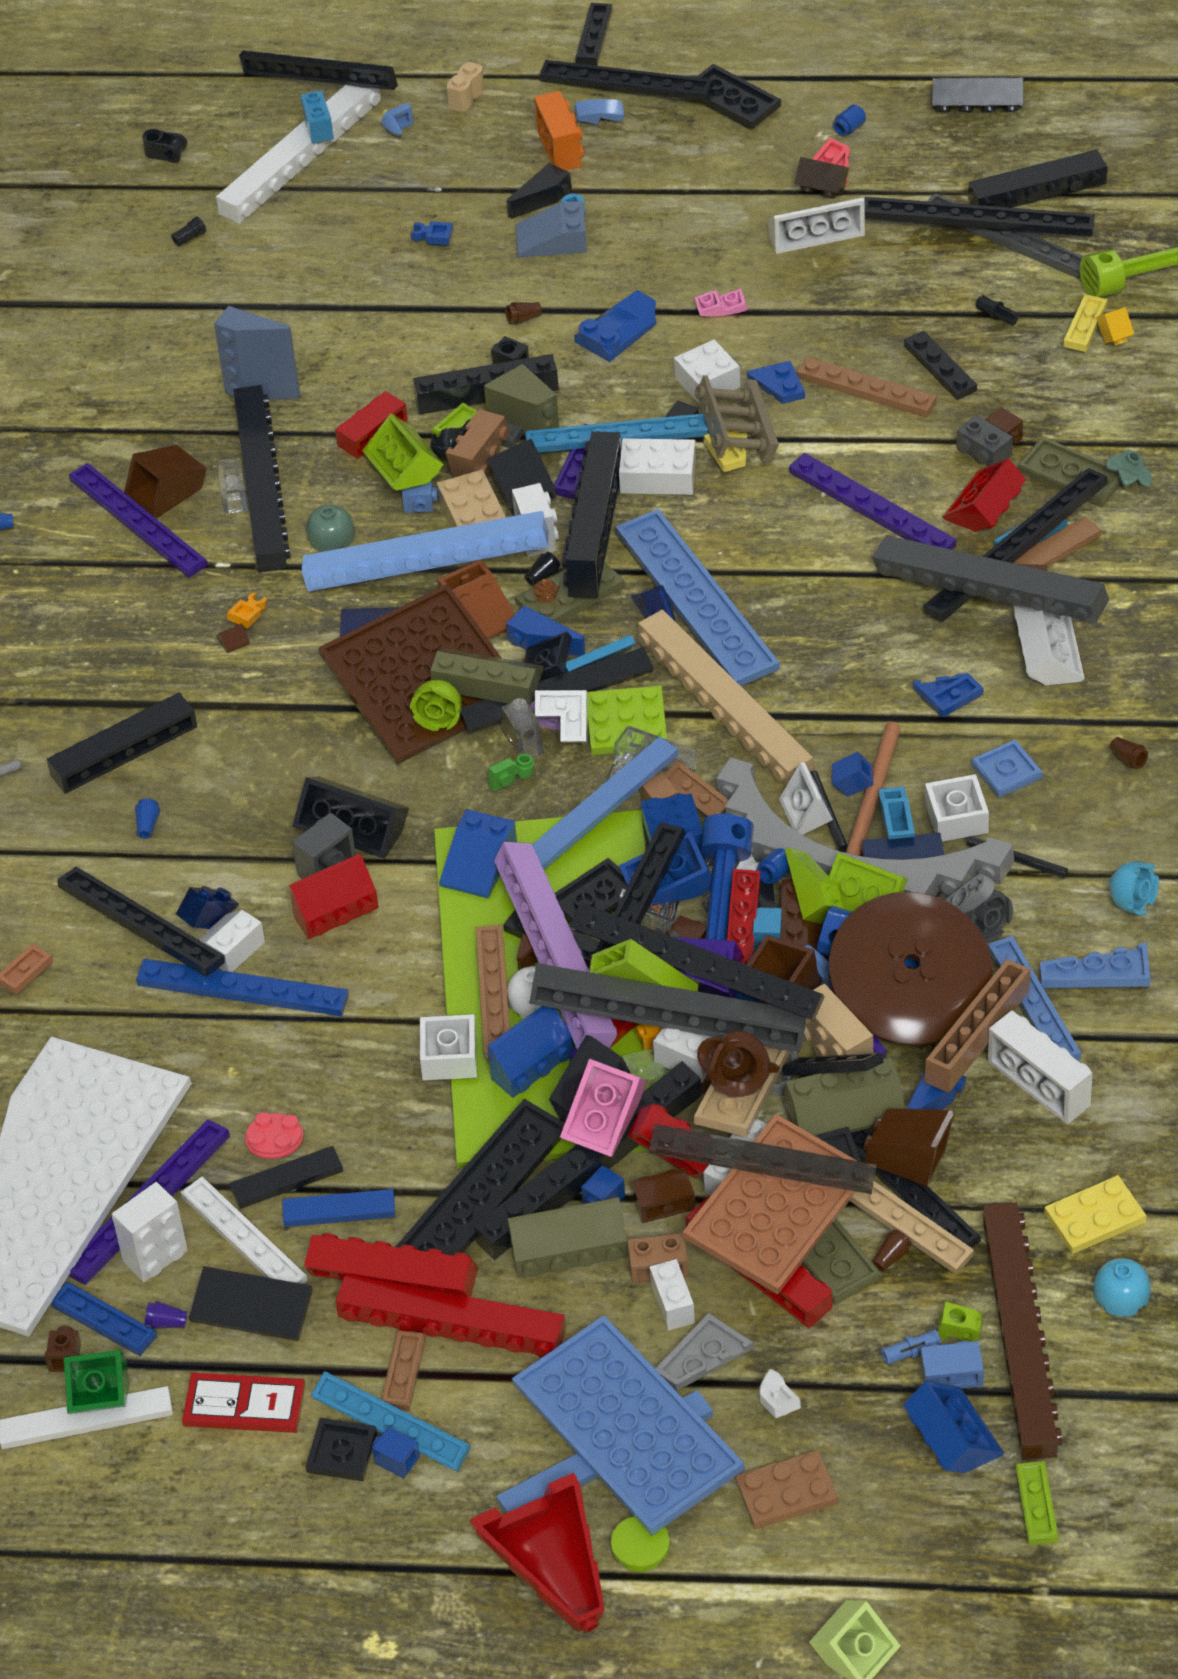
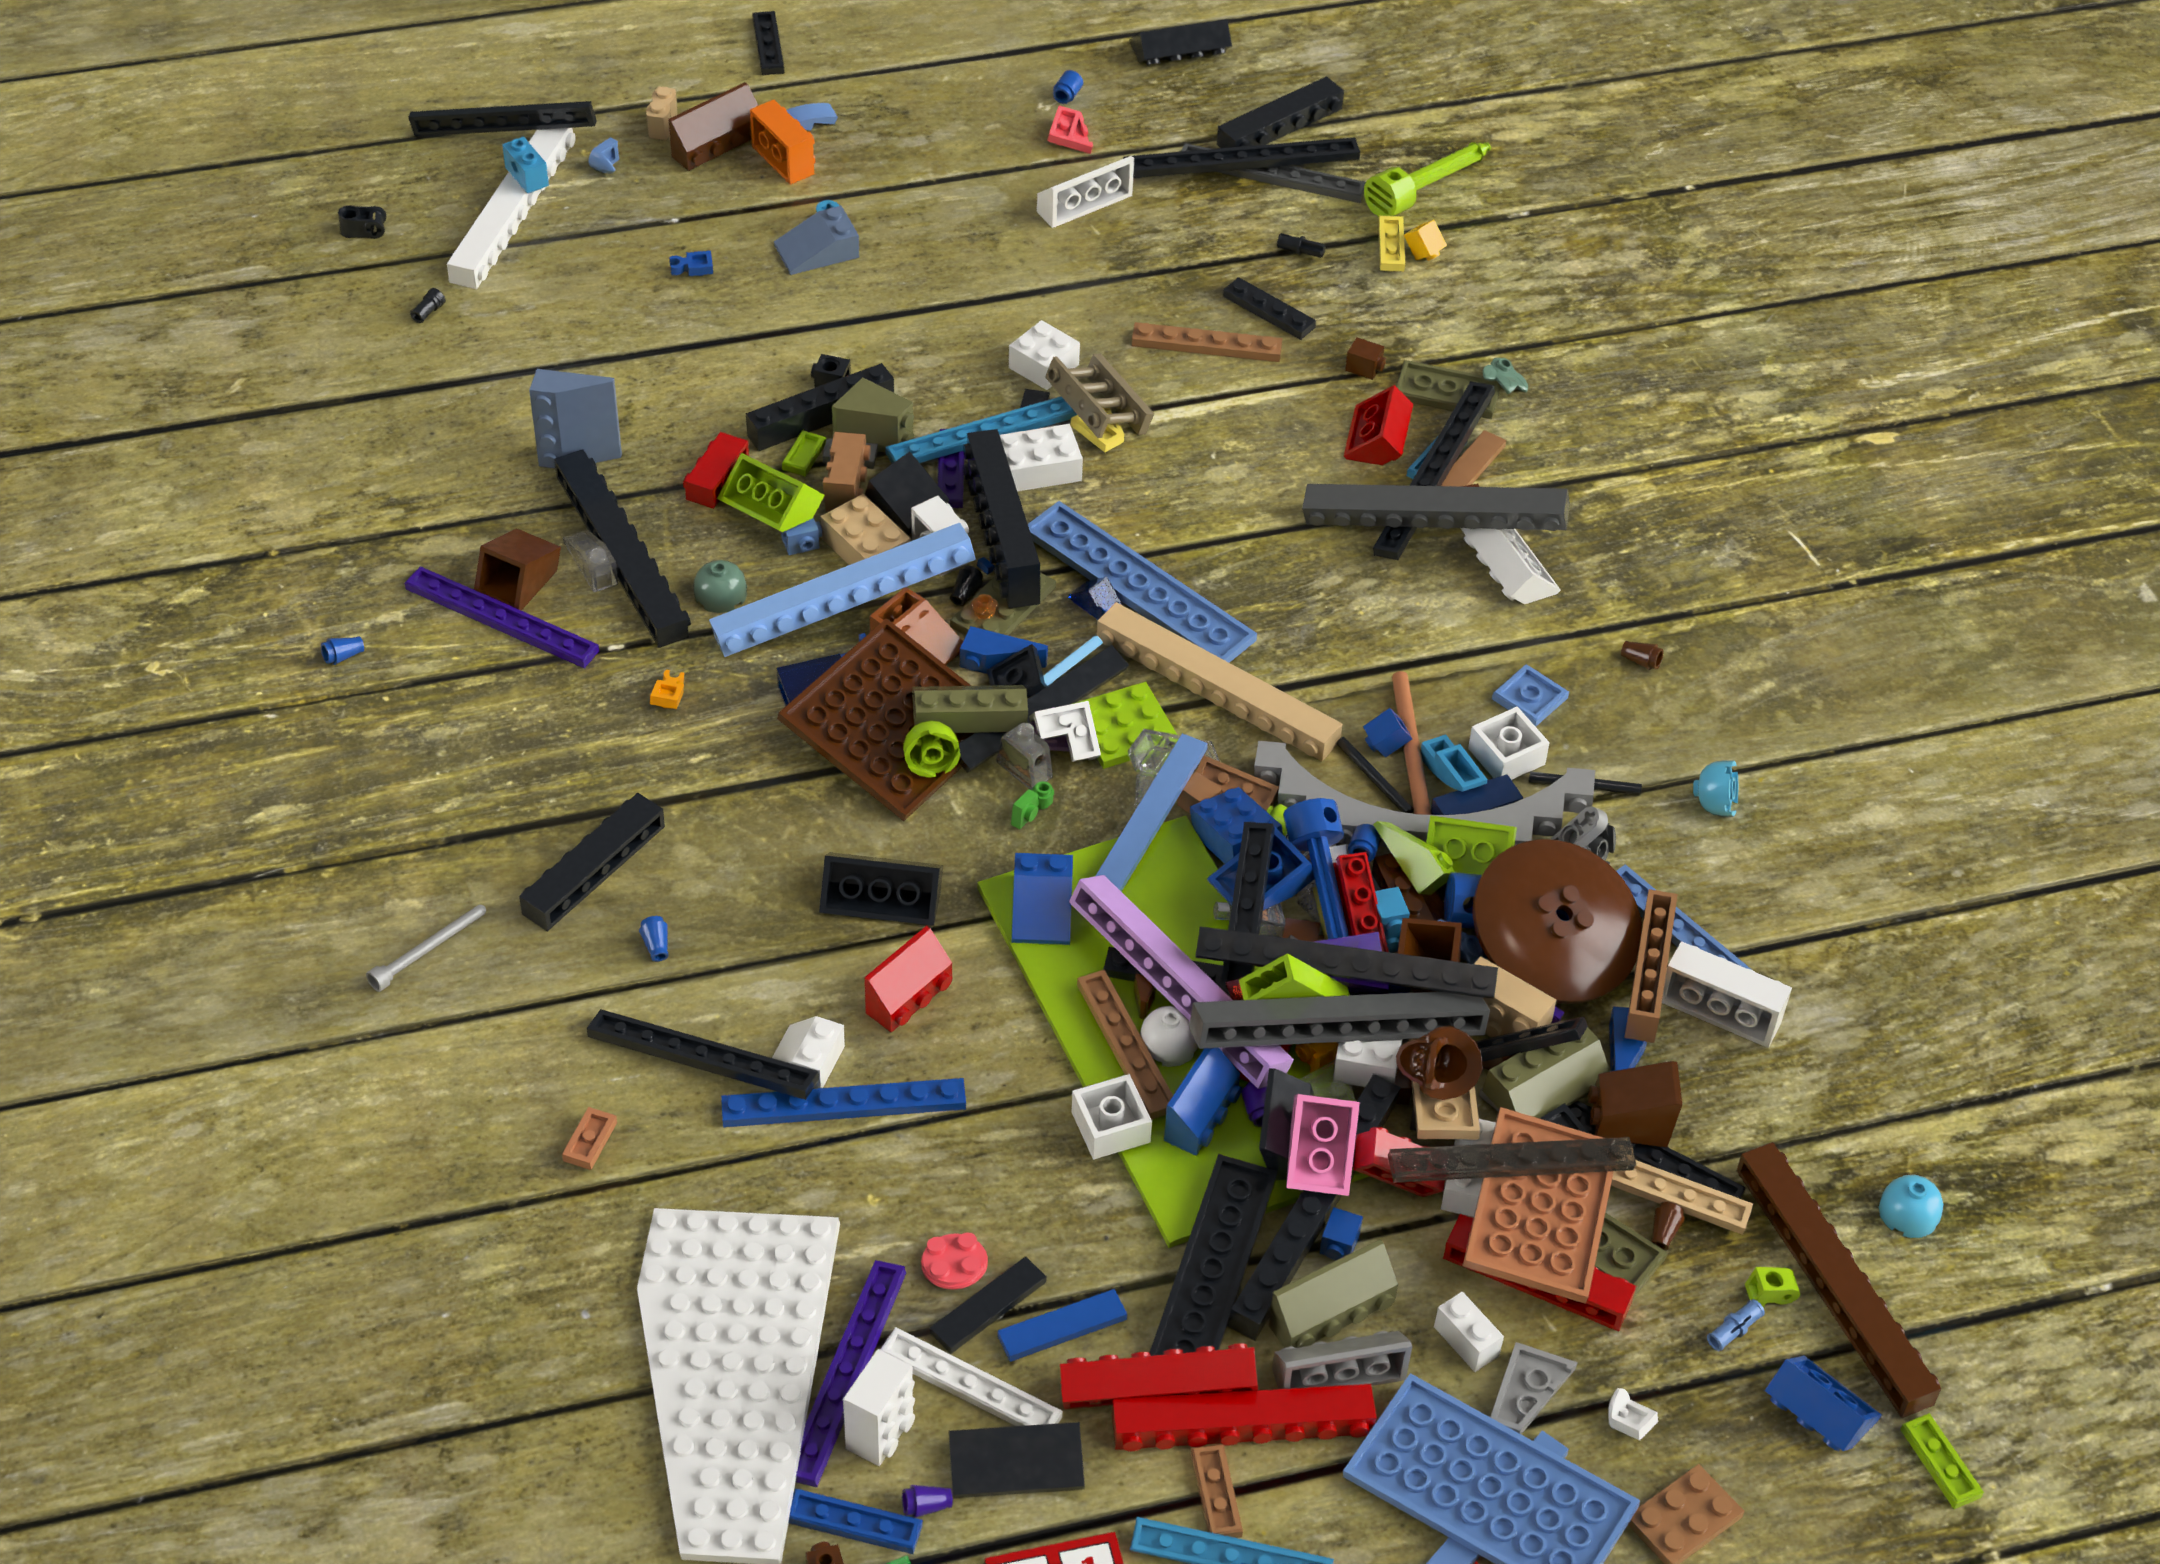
camera: 25 degrees left, 0 degrees up
(205, 906) = (767, 1022): clear blue slope -> none
(233, 638) = (664, 722): reddish brown slope -> none
(323, 846) = (875, 930): dark grey brick -> none
(446, 440) = (812, 469): black hair -> none
(500, 107) = (712, 127): none -> slope
(522, 311) = (821, 328): reddish brown cone -> none
(540, 191) = (788, 203): black slope -> none
(566, 1294) = (1350, 1361): none -> light grey slope
(597, 888) = (1183, 910): black tile -> none
(618, 326) = (928, 325): blue slope -> none
(626, 80) = (829, 81): black tile -> none
(653, 1251) = (1424, 1293): medium nougat brick -> none
(663, 1195) = (1406, 1223): reddish brown brick -> none
(713, 305) = (1022, 287): bright pink slope -> none
(738, 97) = (939, 81): black plate -> none
(779, 381) = (1119, 352): blue wing -> none
(804, 802) = (1352, 769): white slope -> none
(821, 176) = (1068, 144): dark brown brick -> none
(868, 503) = (1262, 455): dark purple plate -> none
(949, 692) = (1439, 630): blue wing -> none
(953, 1364) = (1789, 1334): medium blue brick -> none
(984, 441) = (1352, 374): dark grey brick -> none
(1095, 1214) = (1844, 1136): light yellow plate -> none
(1114, 969) = (1731, 879): medium blue wing -> none

